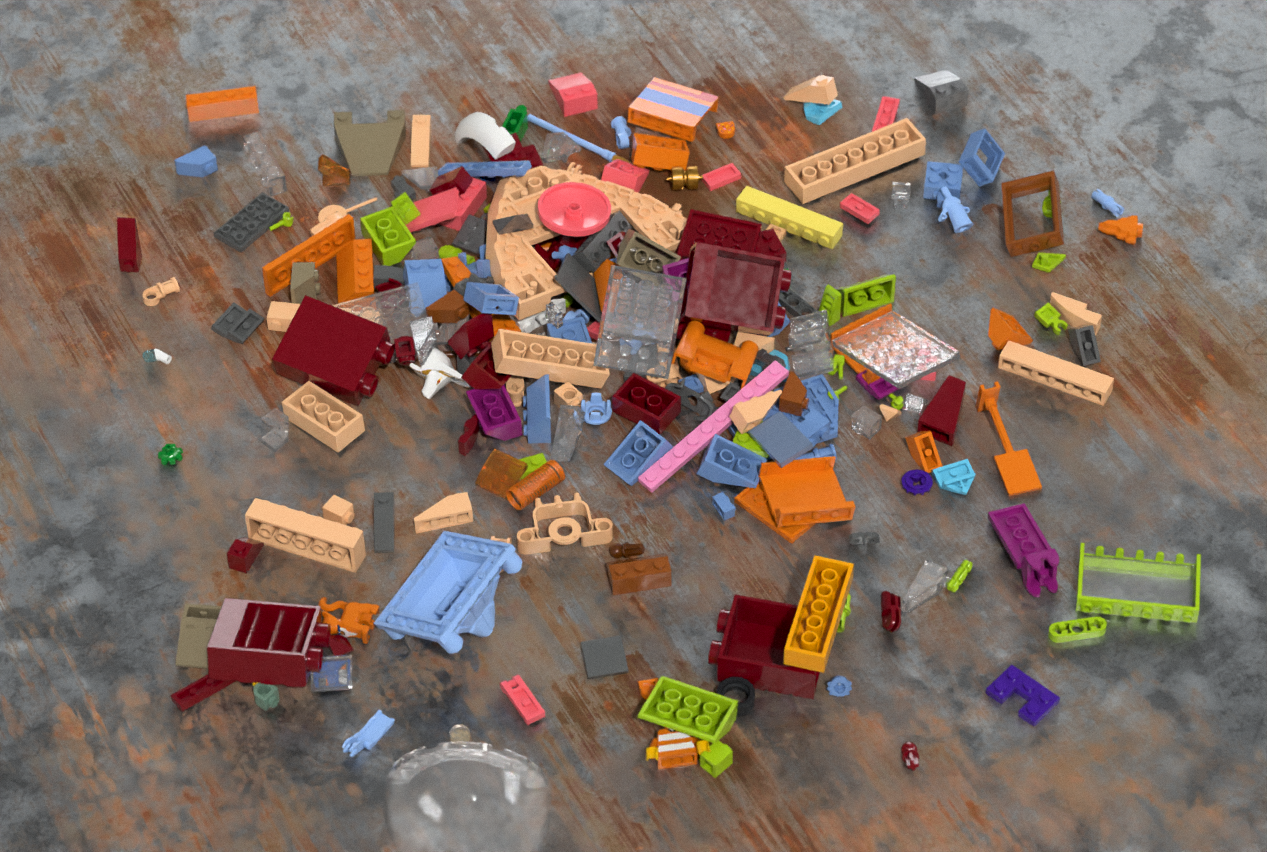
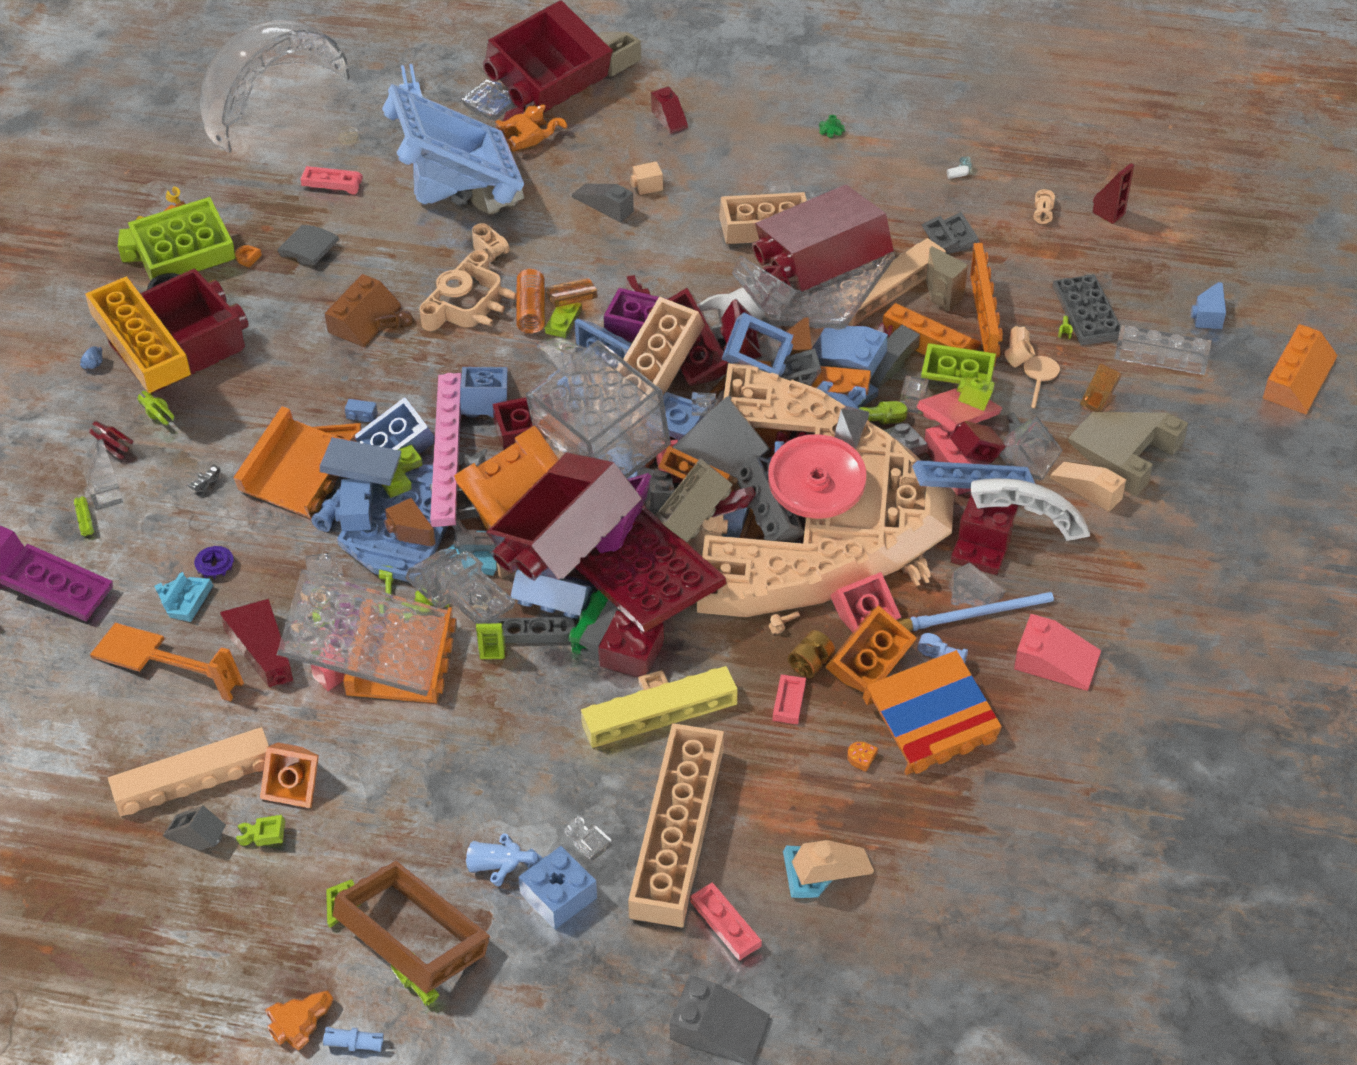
camera: 130 degrees right, 0 degrees up
(305, 535) = (637, 138): light nougat brick -> none
(446, 513) = (565, 240): light nougat slope -> none
(517, 121) = (1033, 558): green brick -> none
(752, 412) = (416, 461): light nougat slope -> none
(859, 208) = (607, 782): coral plate -> none
(867, 294) = (477, 683): lime slope -> none
(924, 450) = (238, 587): orange slope -> none
(981, 172) = (527, 931): medium blue window -> none
(1075, 312) = (240, 856): light nougat slope -> none

